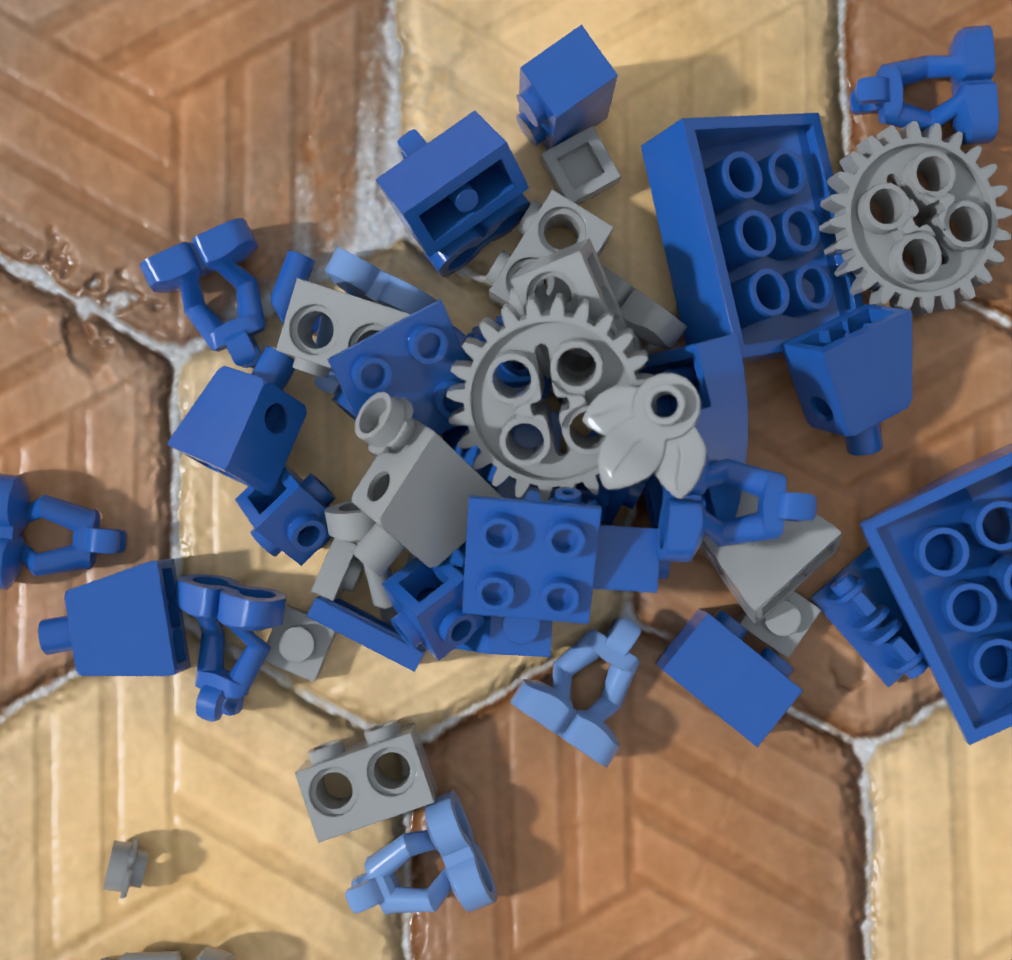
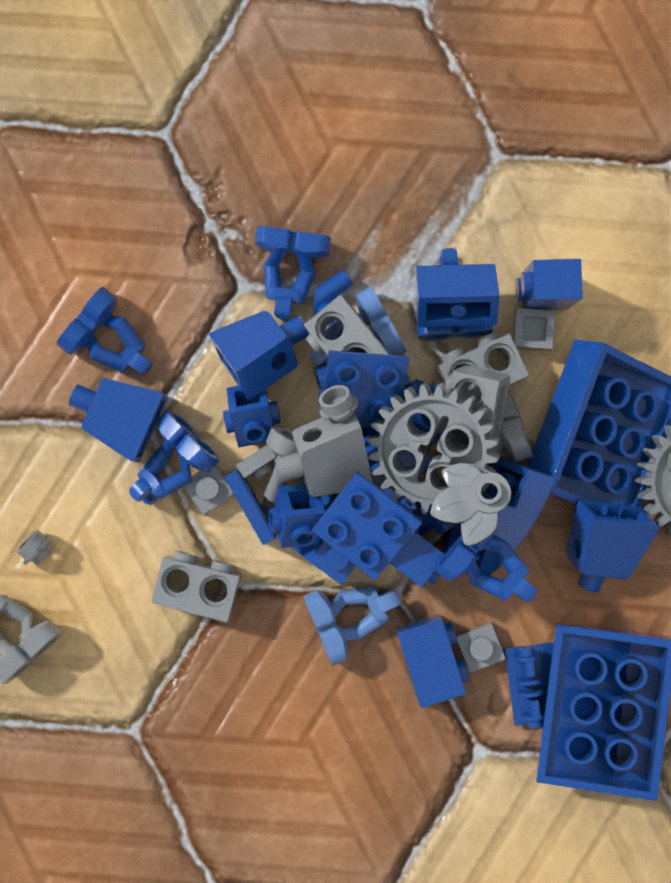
camera: 30 degrees right, 0 degrees up
(464, 871) = (216, 672): medium blue piece -> none
(770, 570) = (492, 617): light grey torso -> none

